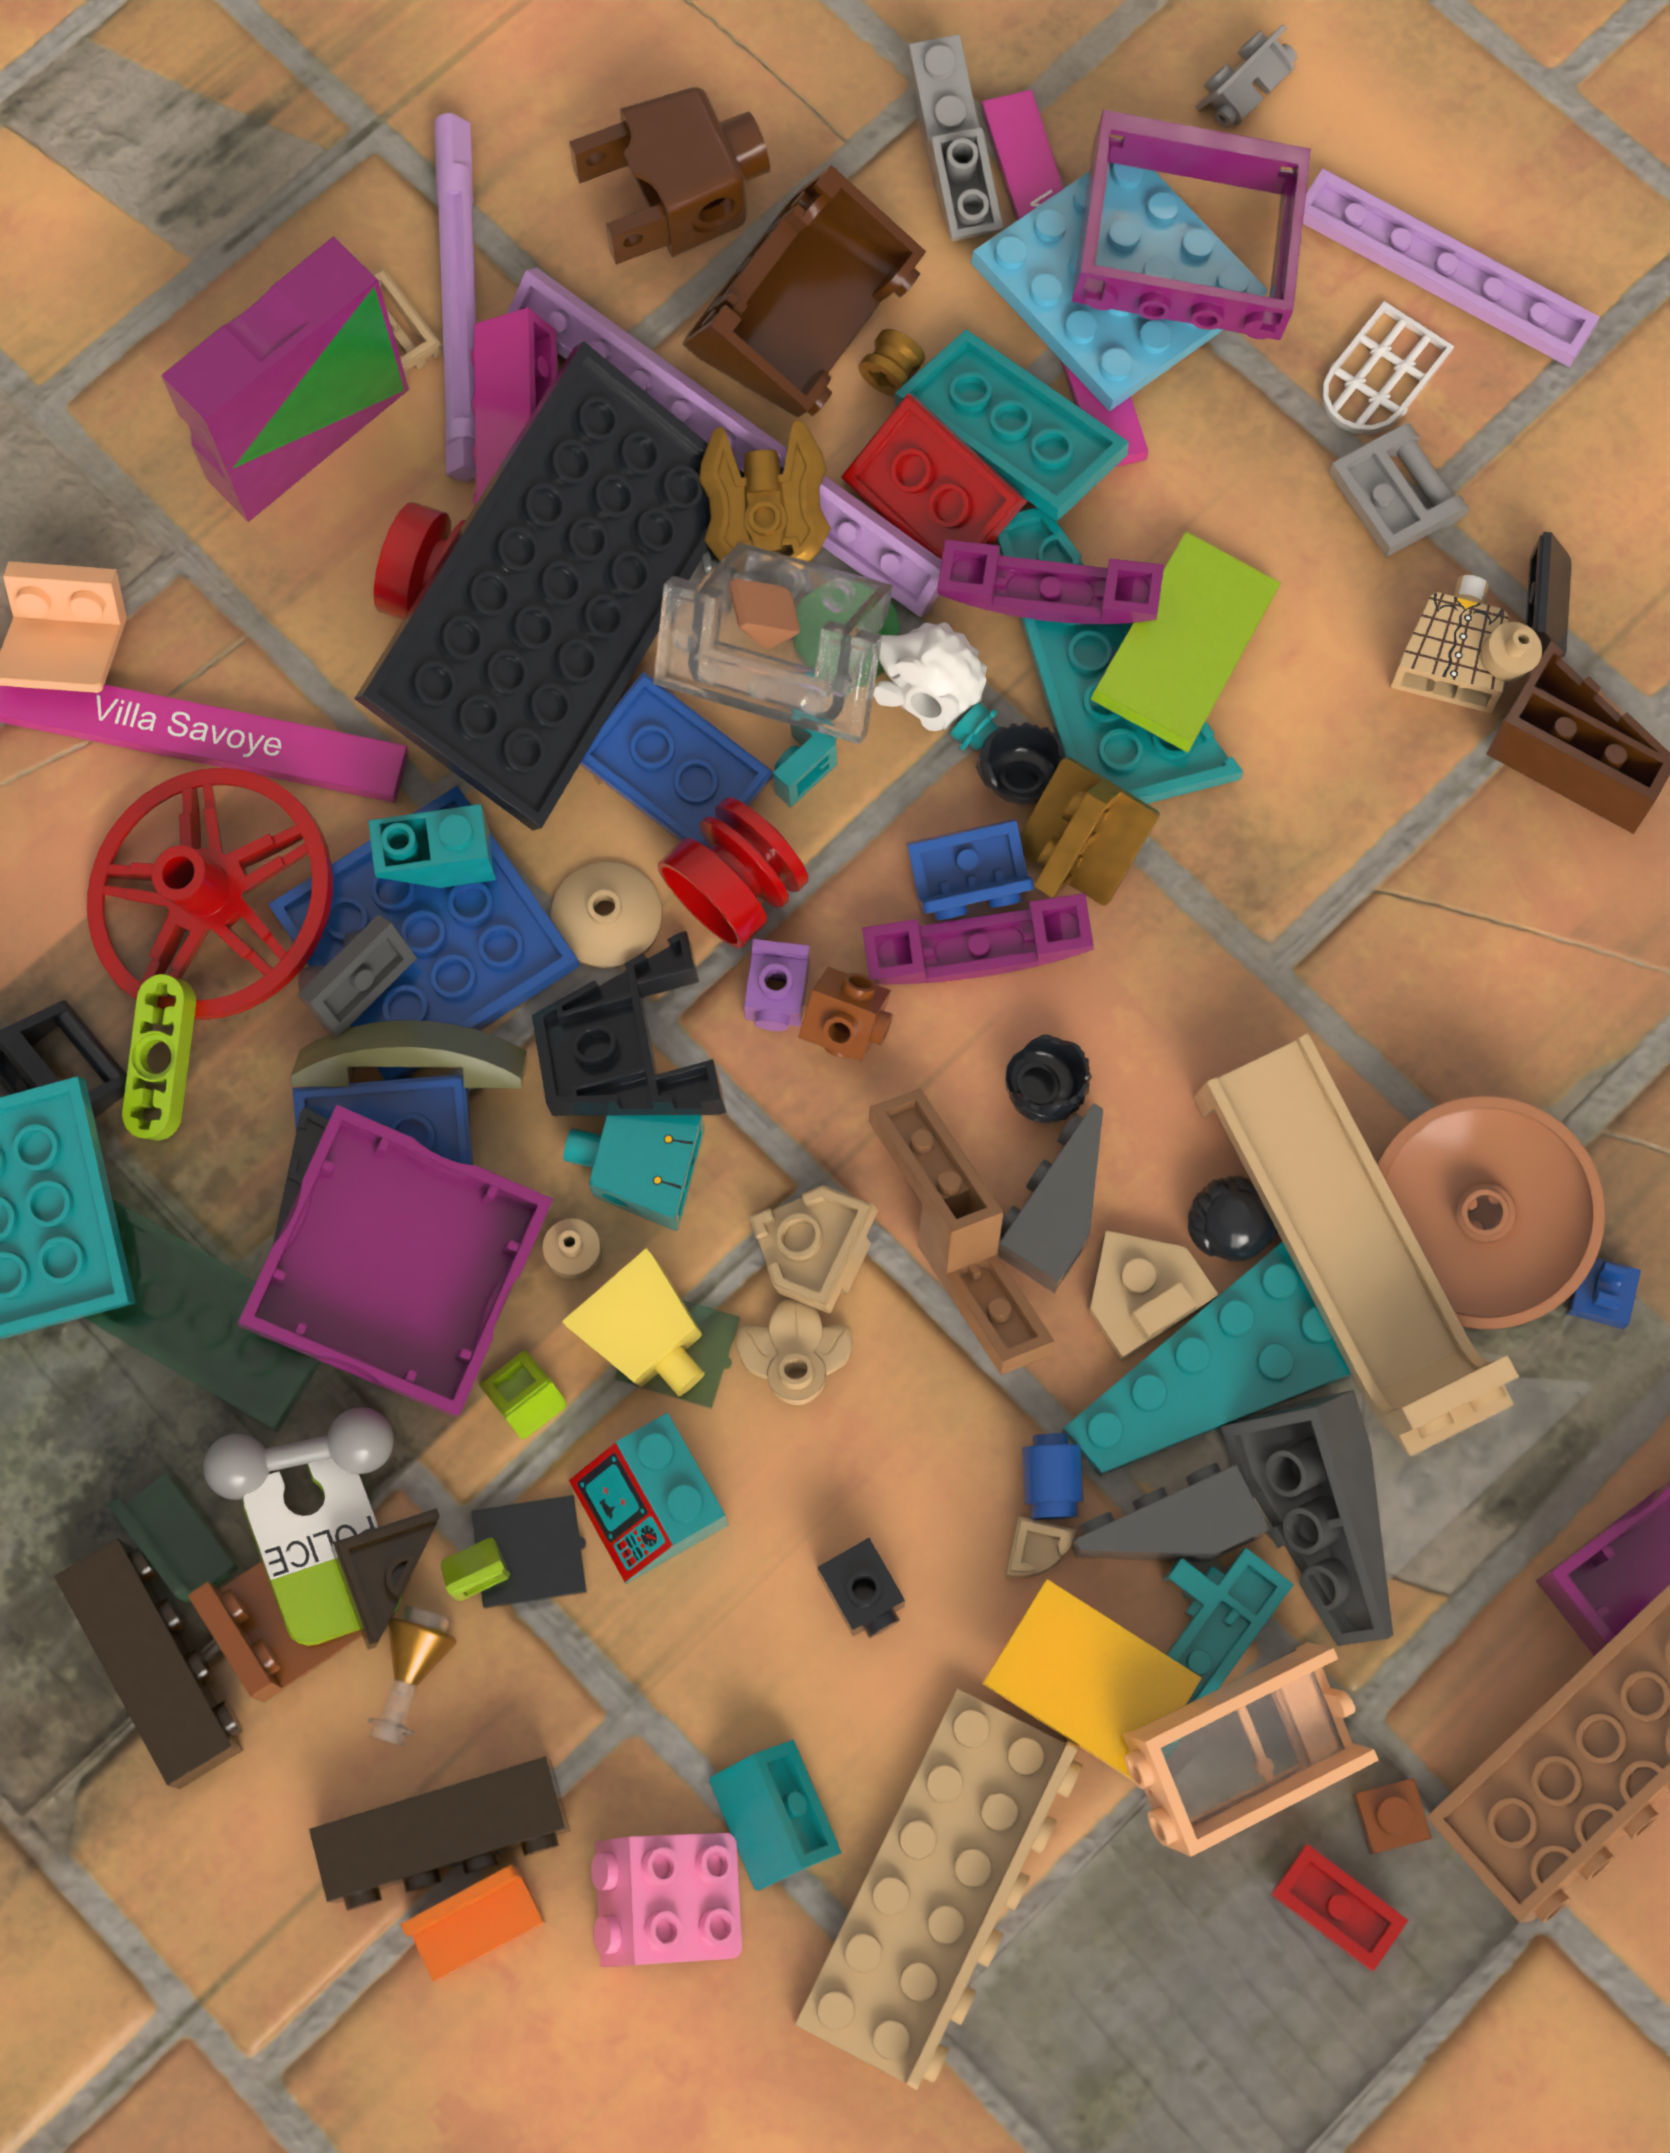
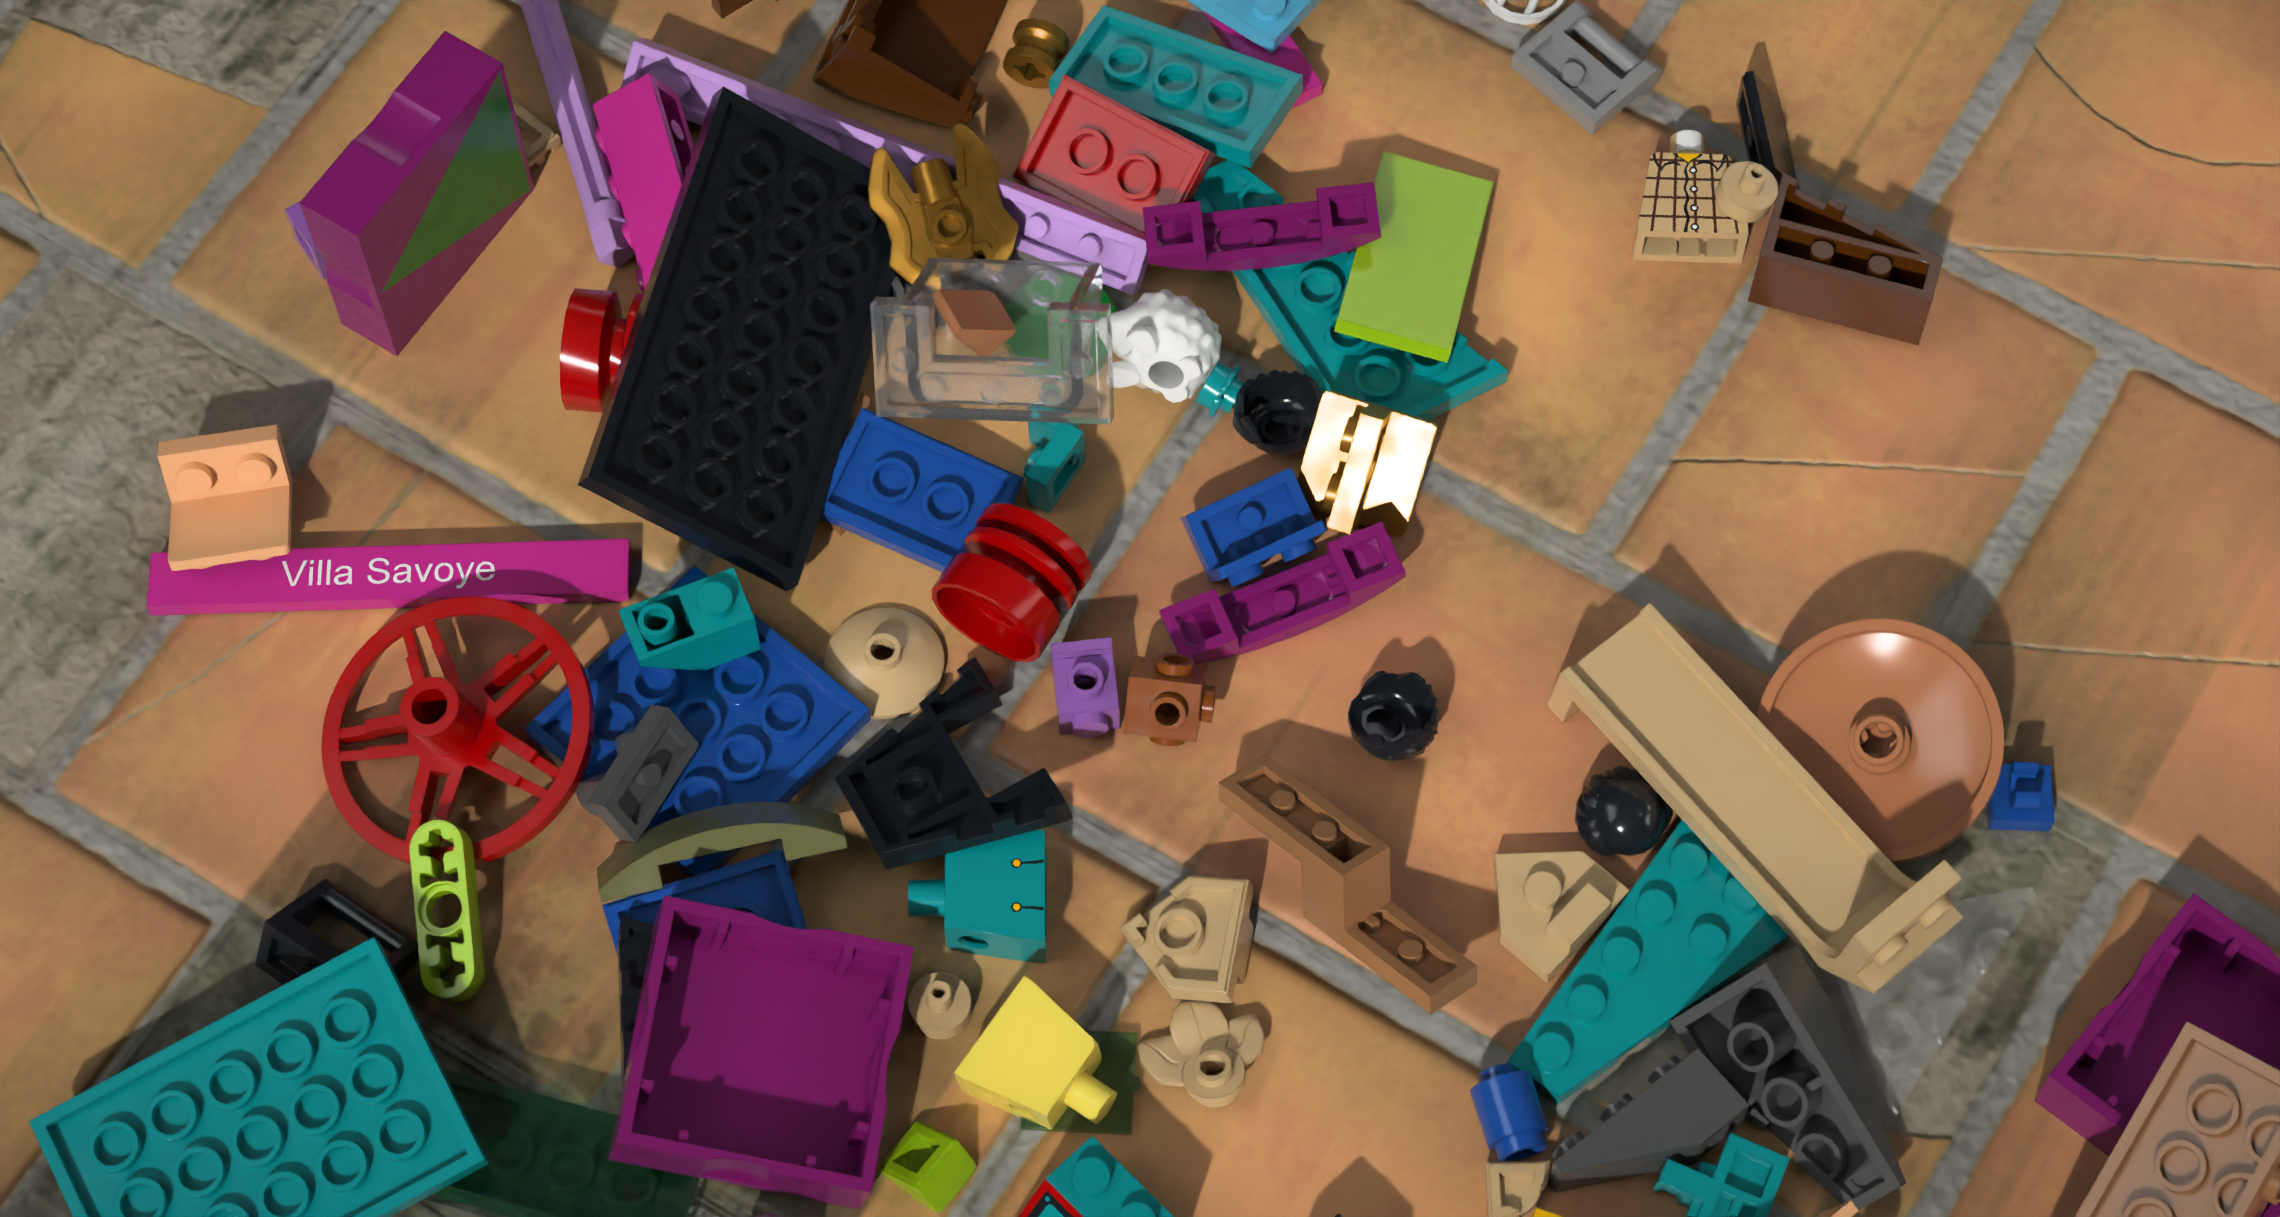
camera: 15 degrees left, 10 degrees down
(1056, 1219) = (1443, 848): dark grey slope -> none

